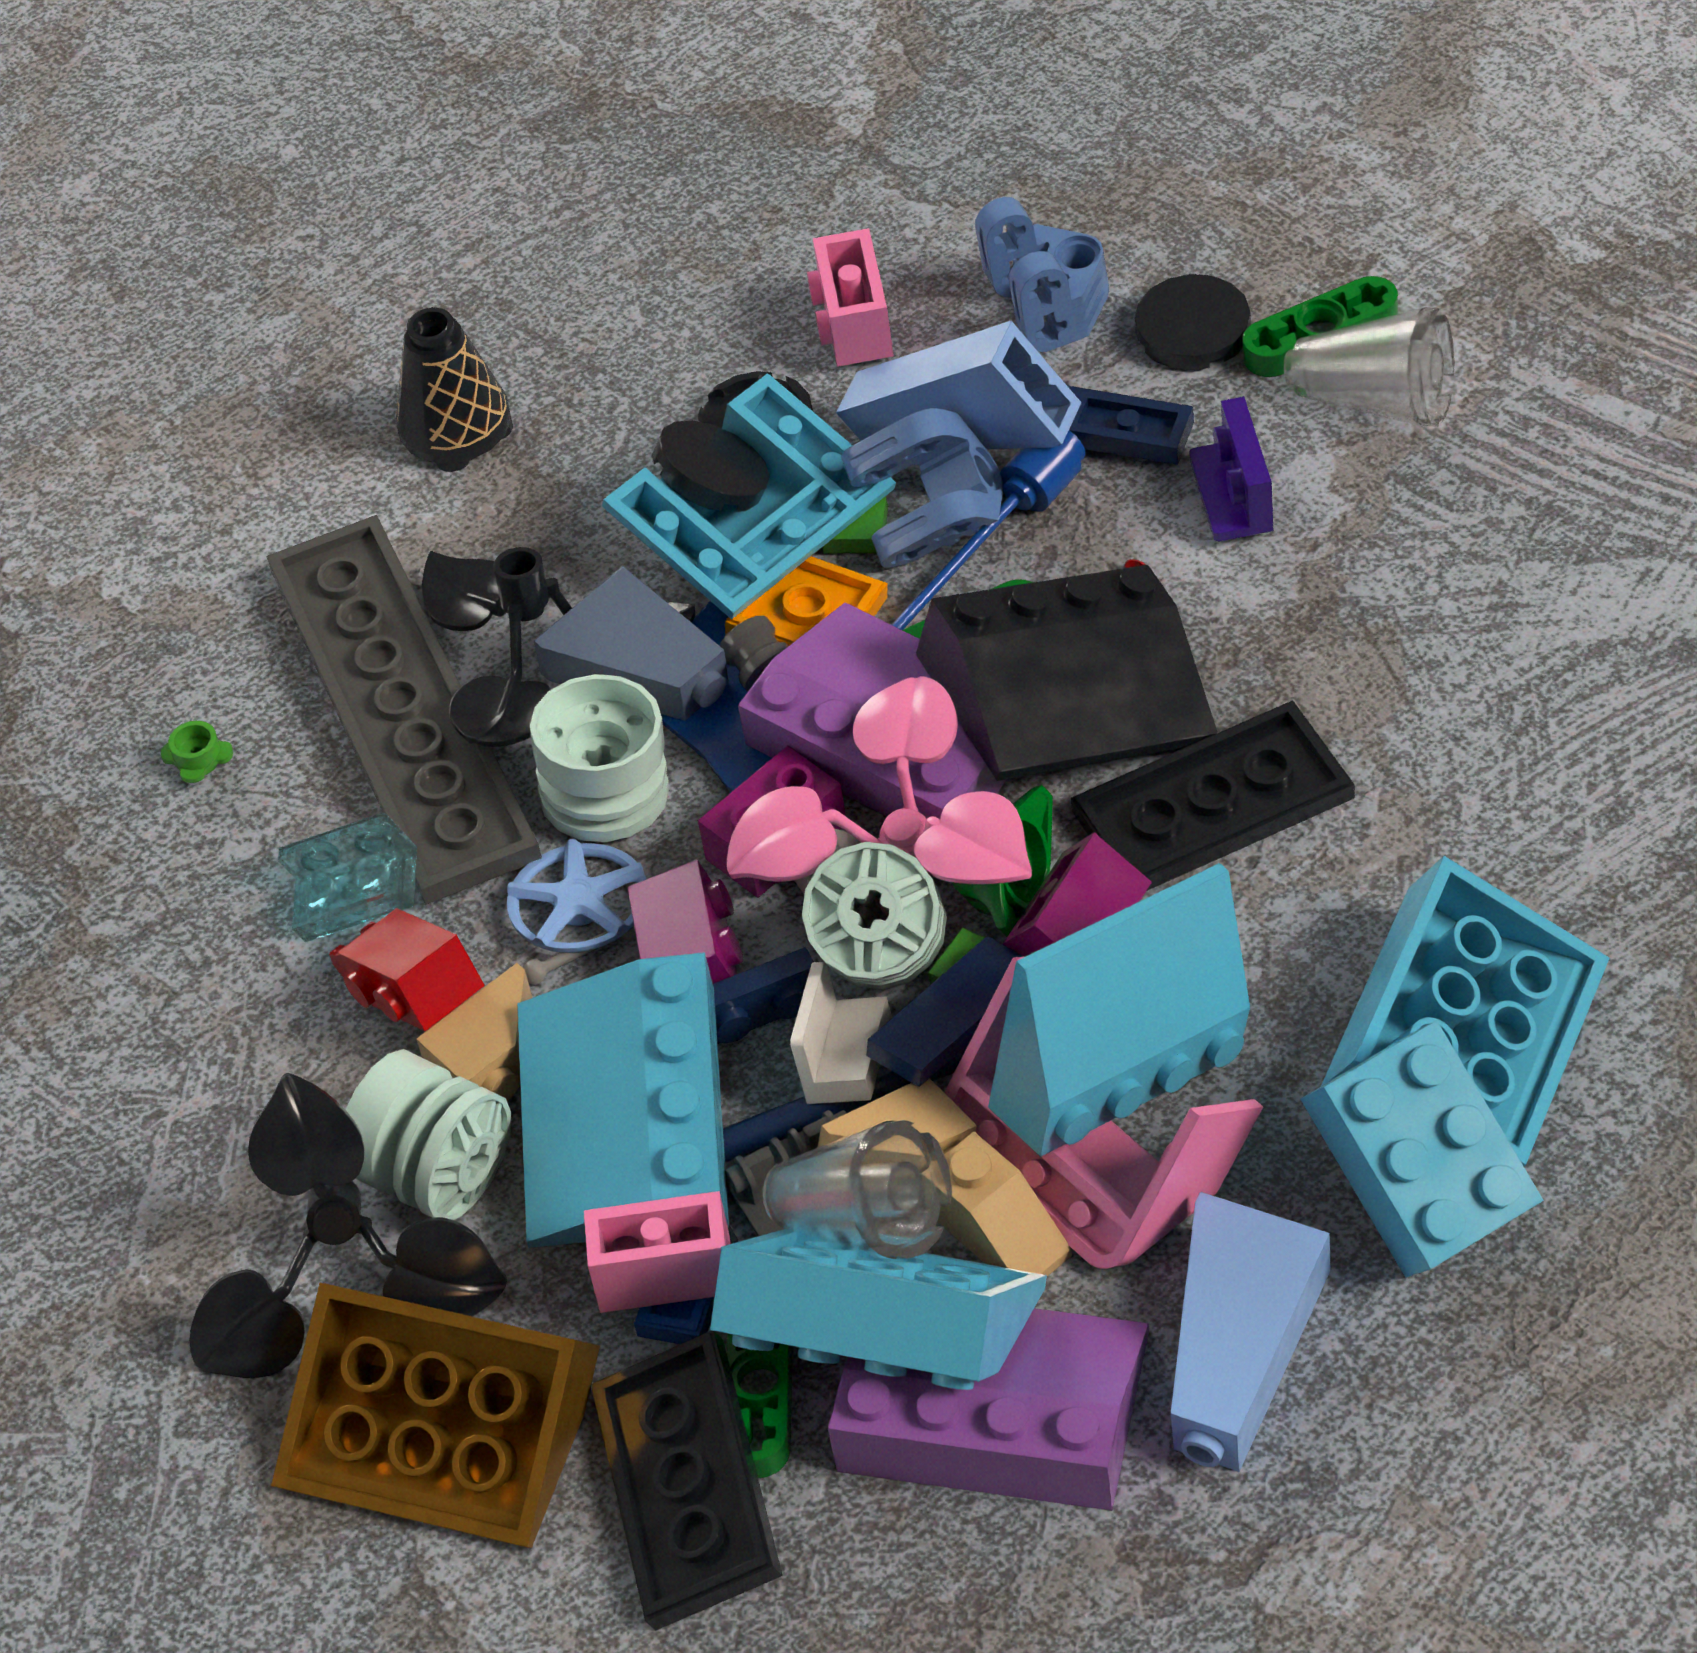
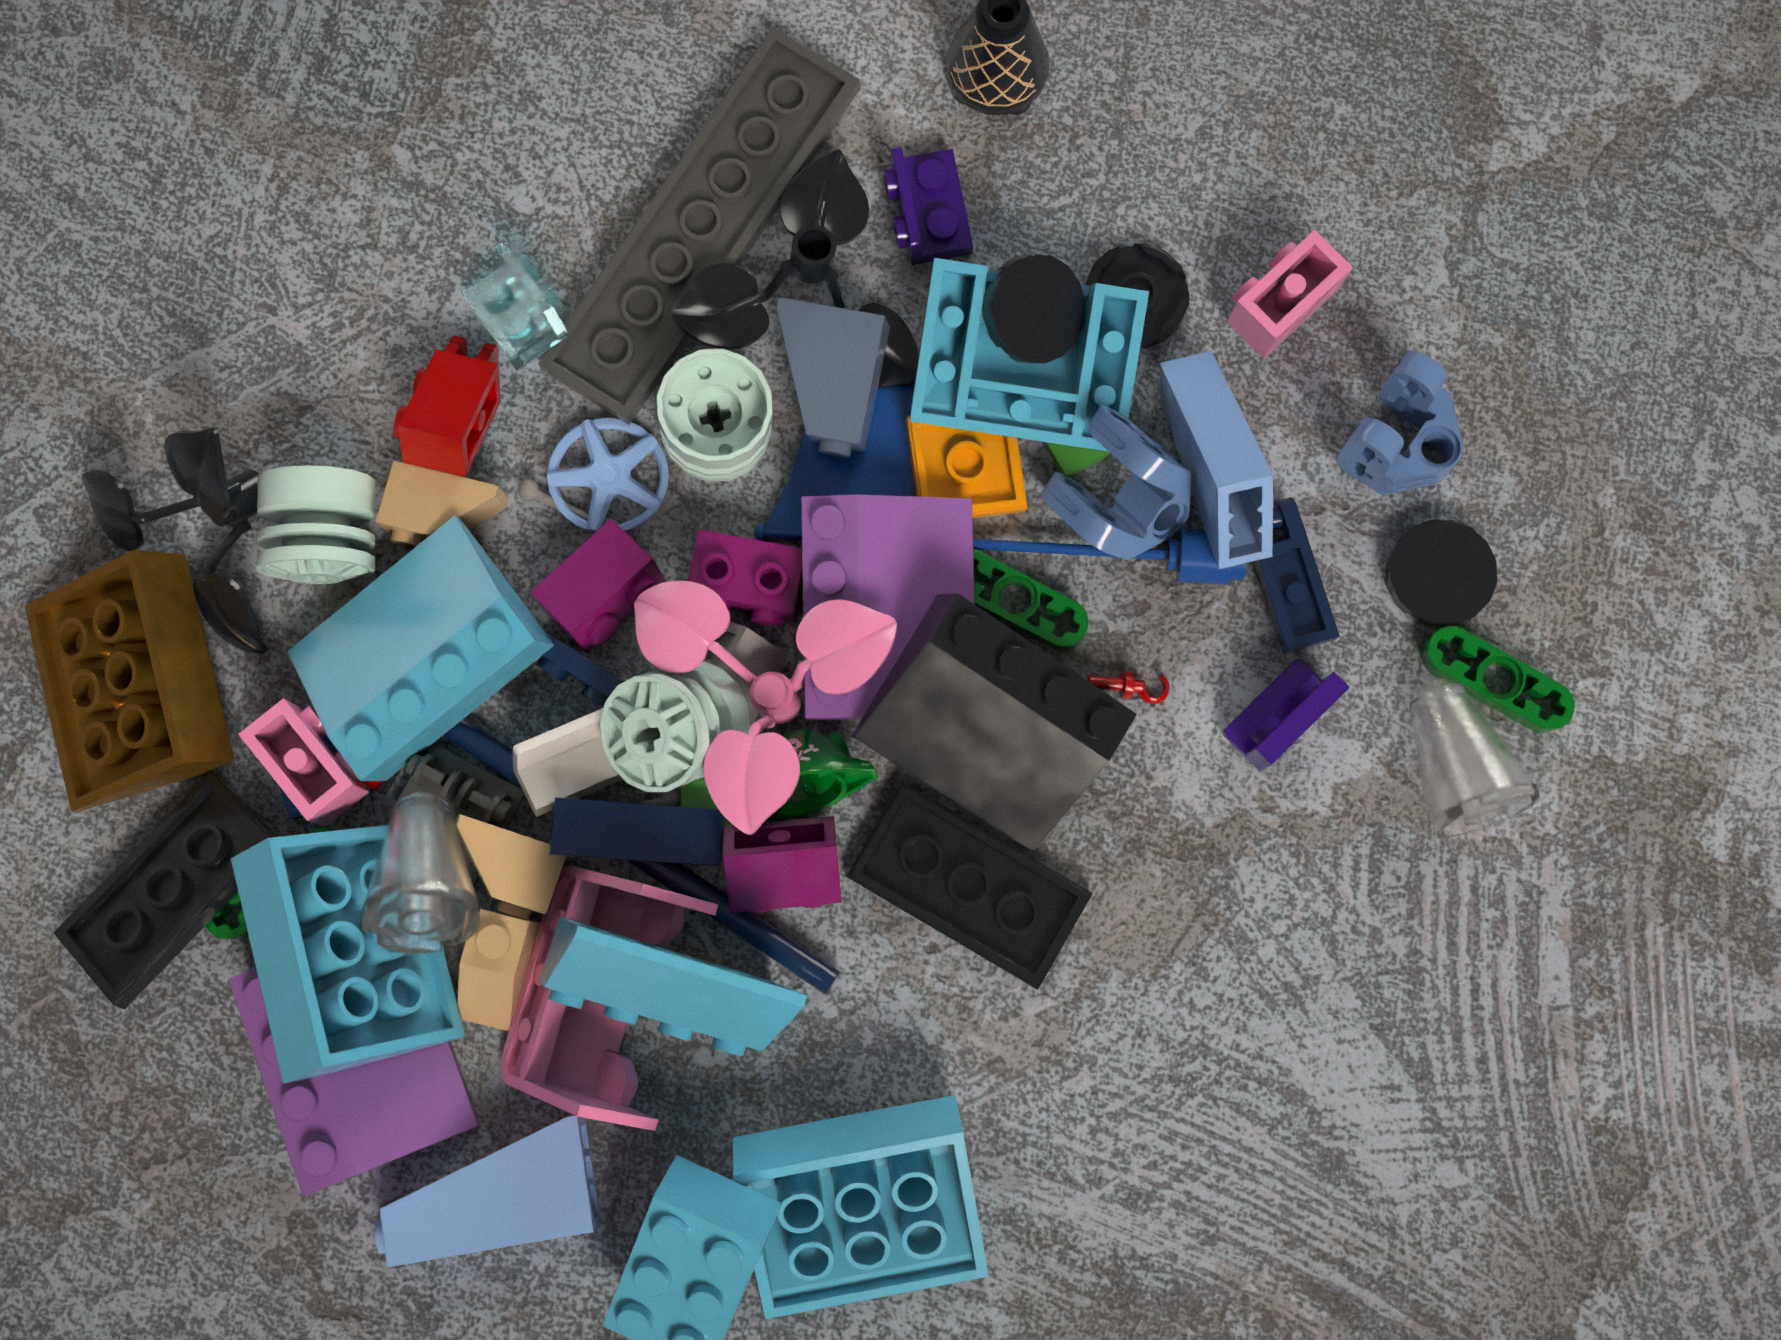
camera: 50 degrees right, 30 degrees up
(195, 750) = (578, 92): bright green plate -> none
(553, 526) = (930, 206): none -> dark purple bracket
(751, 648) = (883, 464): dark grey wheel -> none

